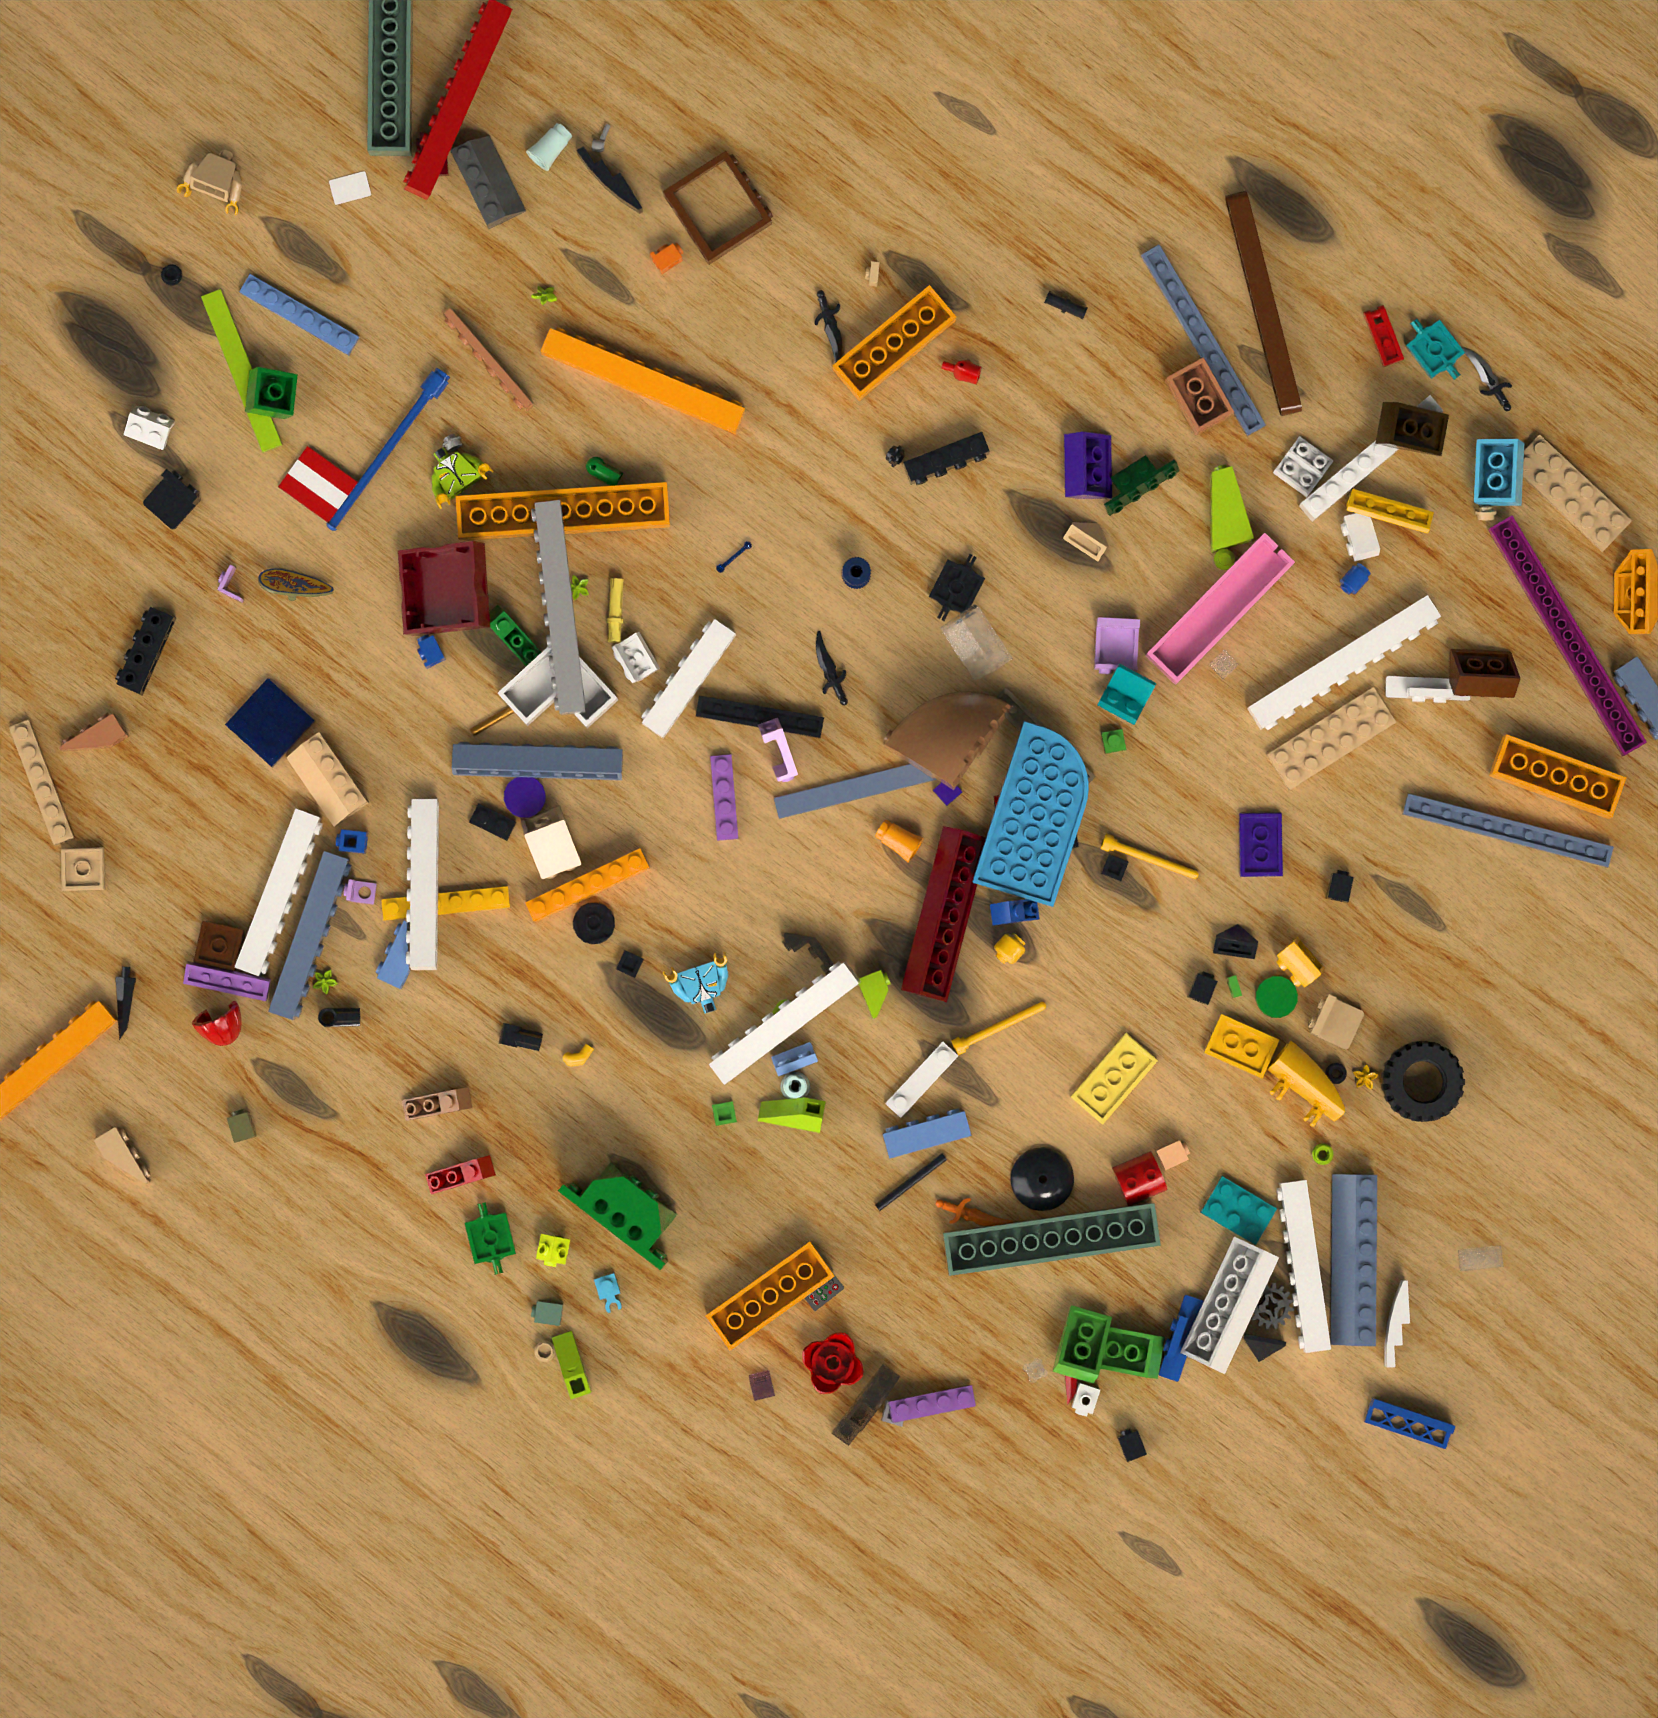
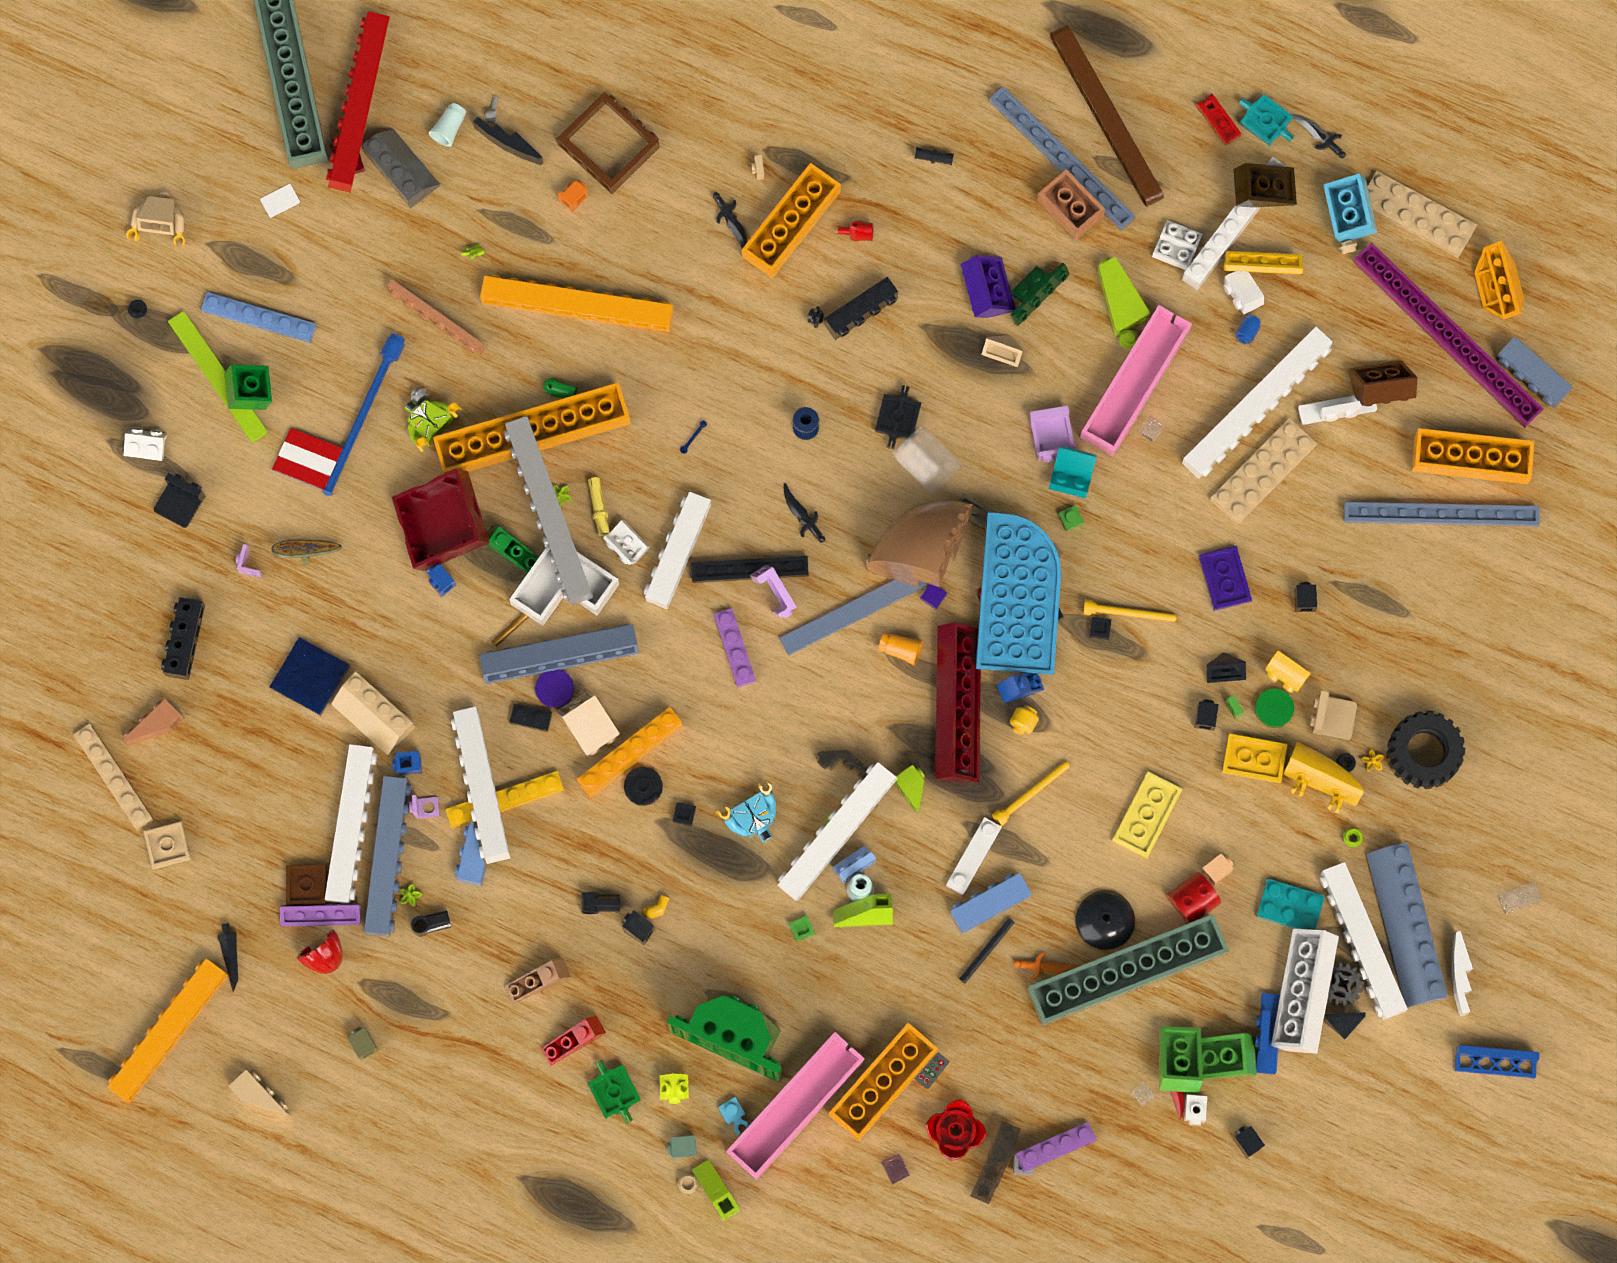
camera: 10 degrees left, 10 degrees down
(553, 1073) = (637, 927): none -> black slope
(673, 1299) = (795, 1106): none -> bright pink piece

